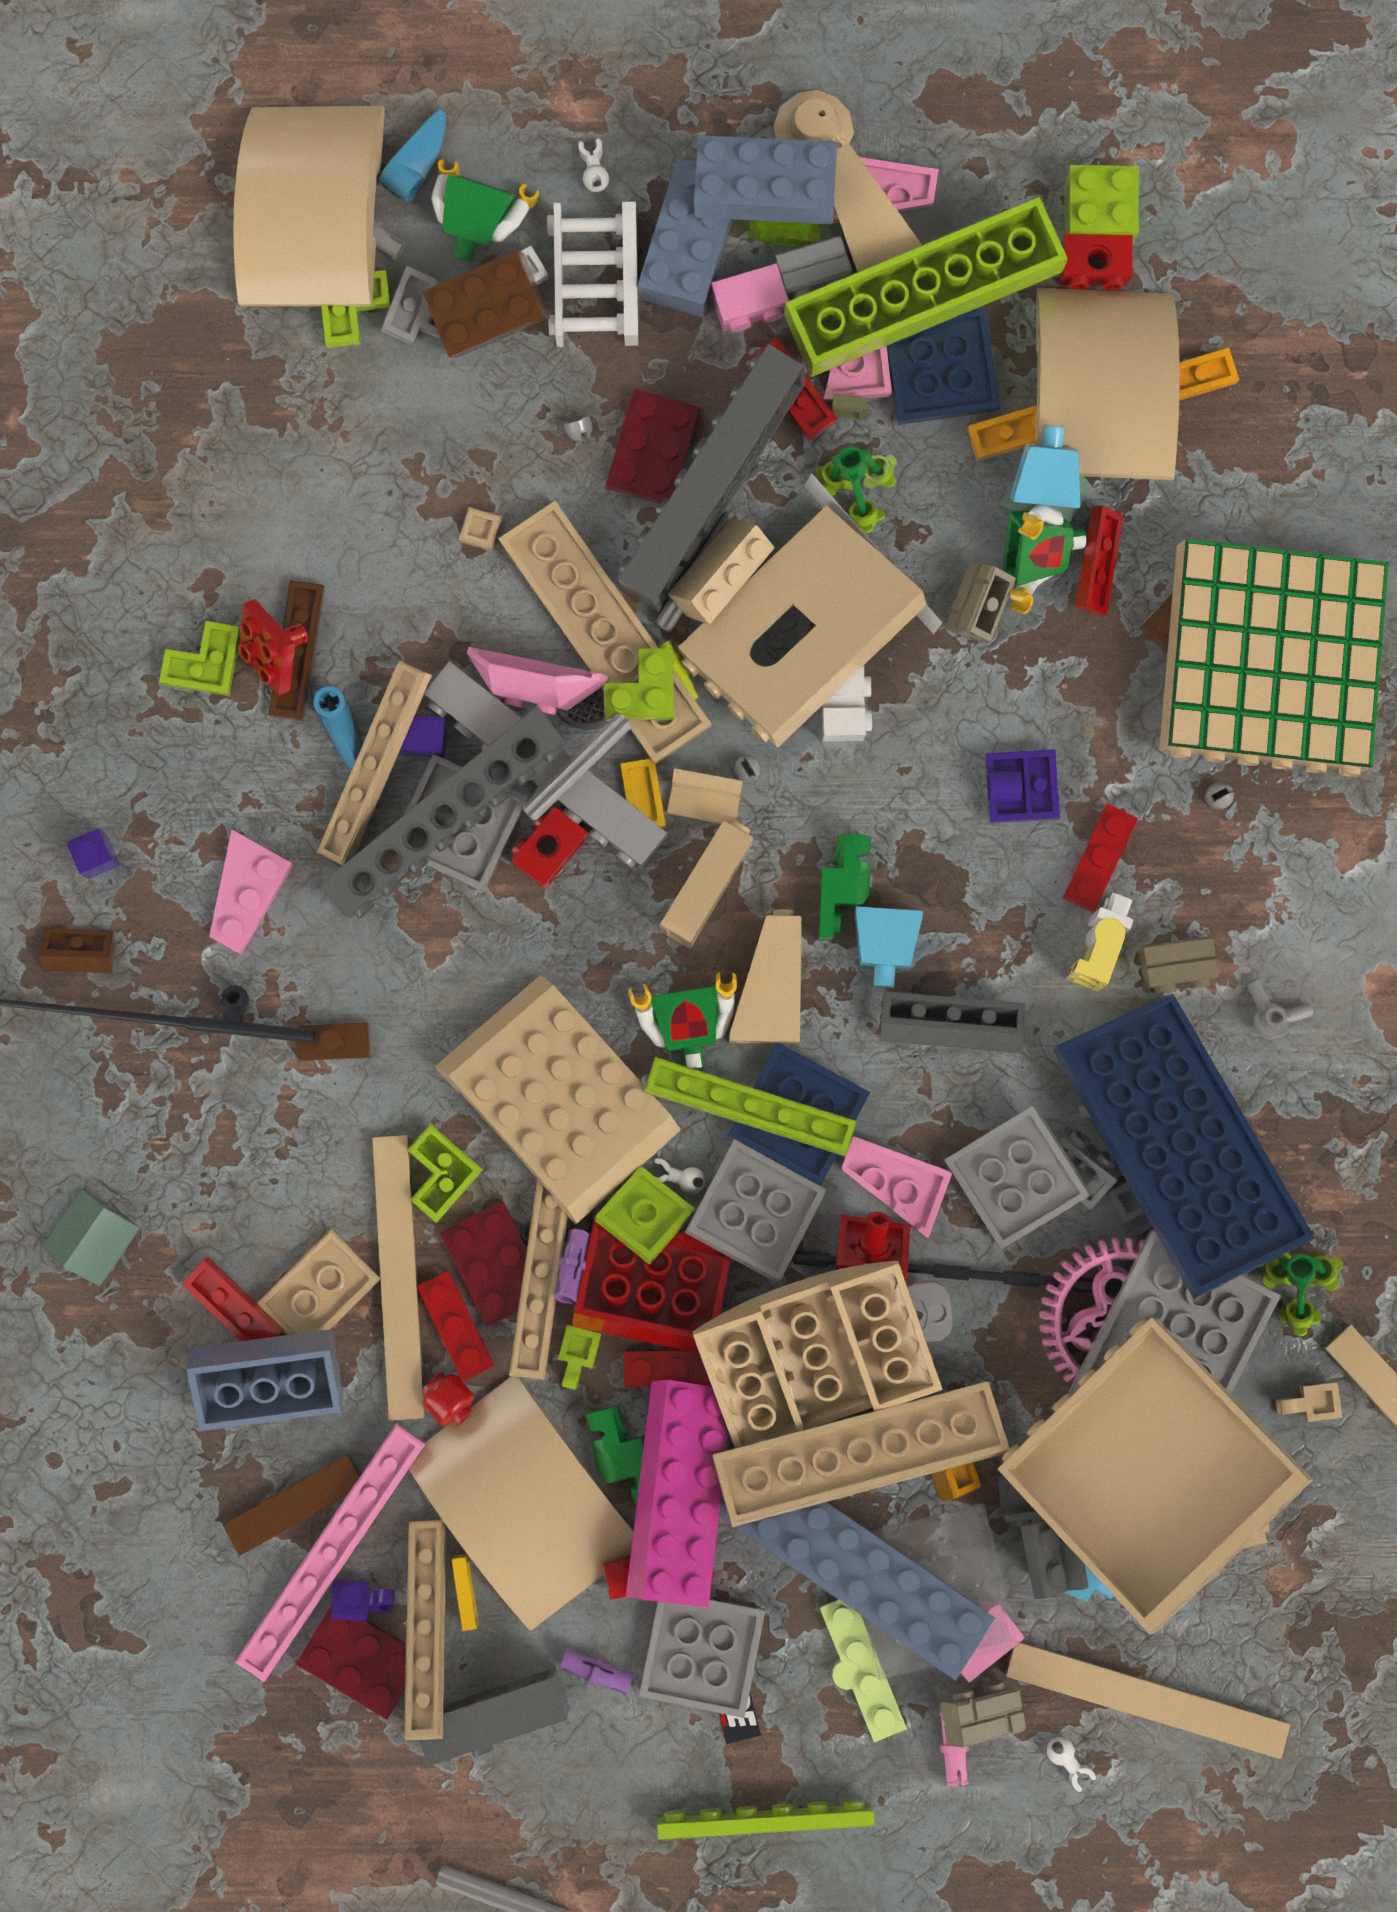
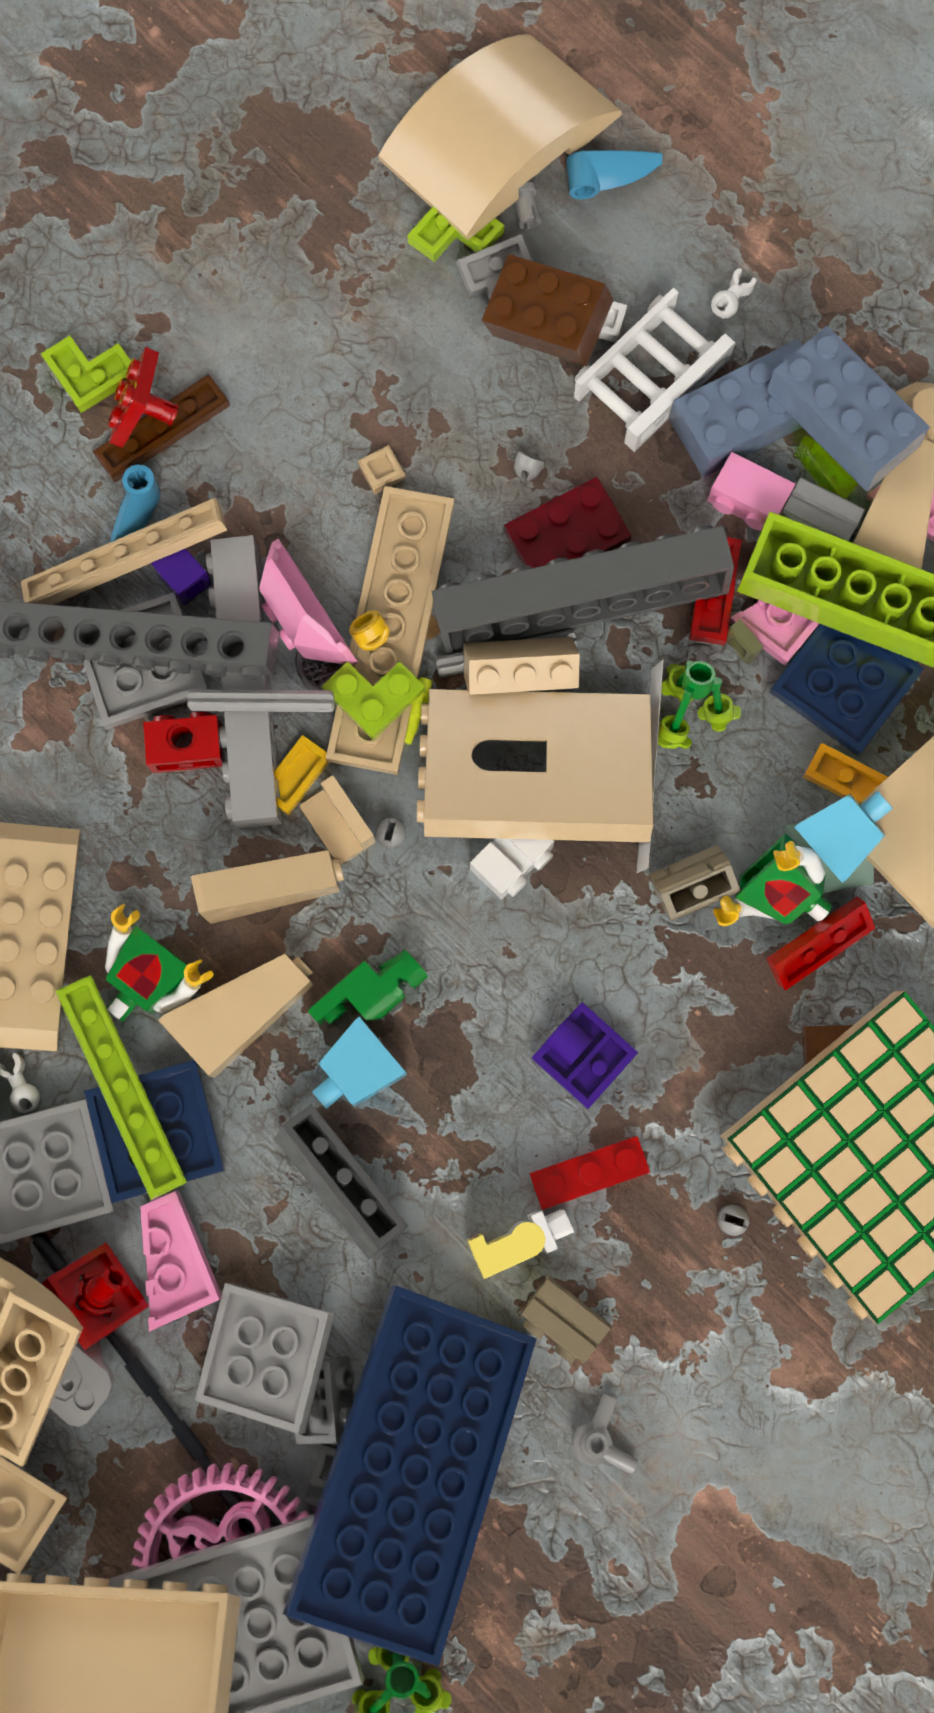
camera: 50 degrees right, 5 degrees down
(476, 210) = (613, 244): green torso -> none
(595, 647) = (369, 630): none -> yellow tile

